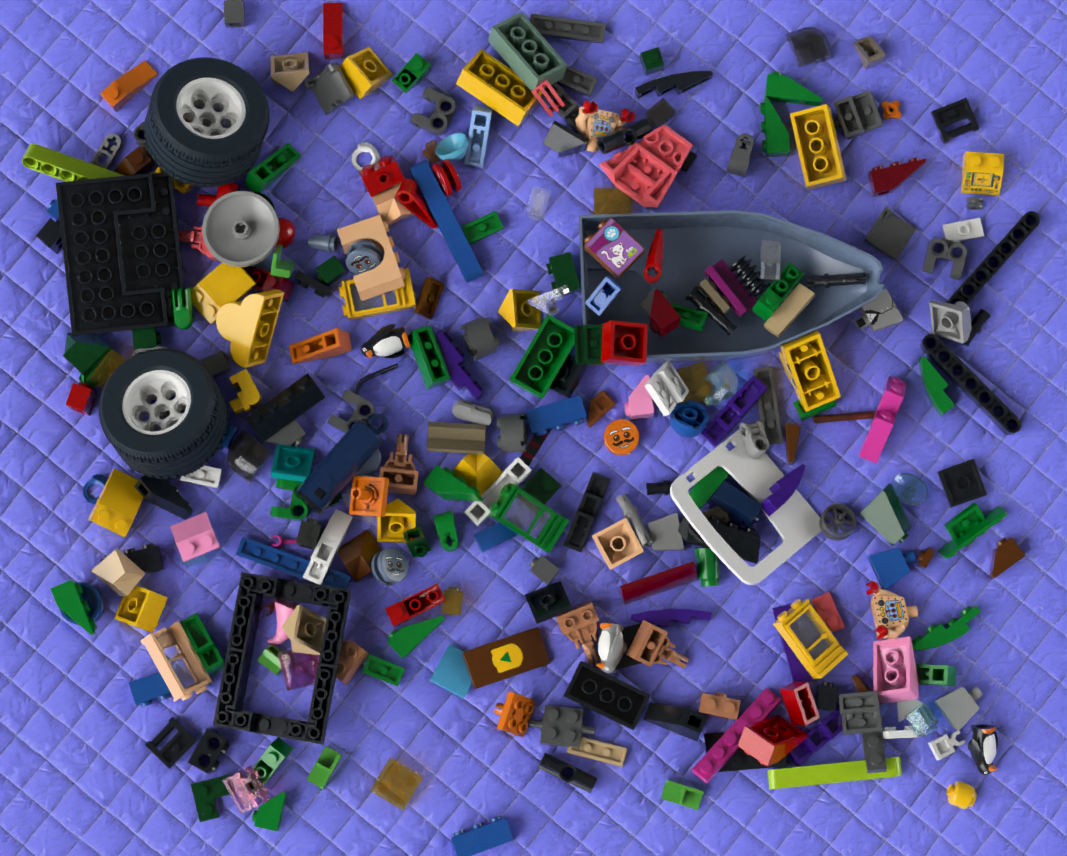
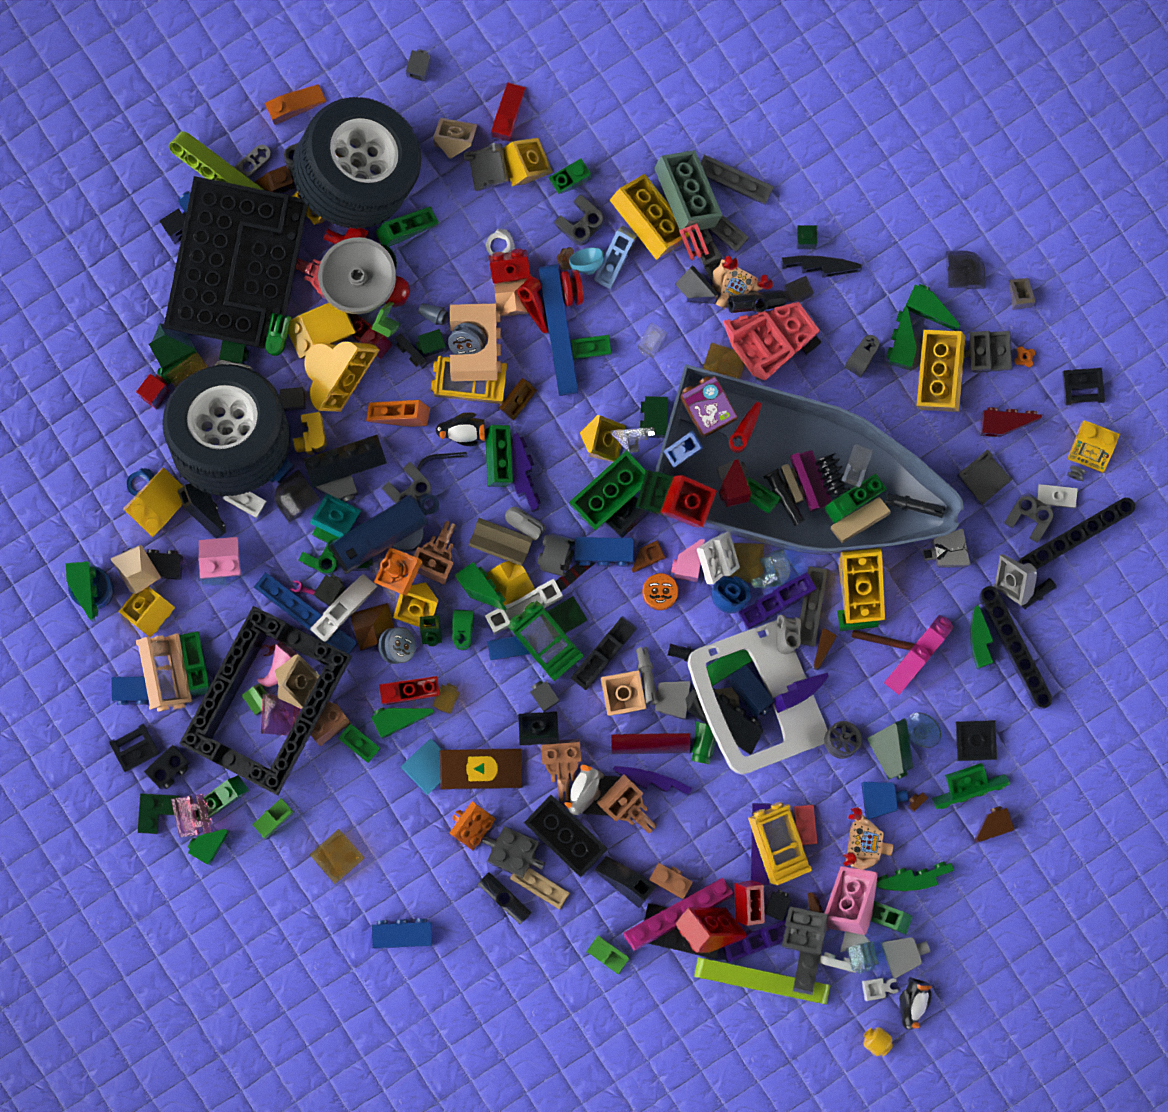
camera: 20 degrees right, 0 degrees up
(479, 337) = (553, 452): dark grey brick -> none

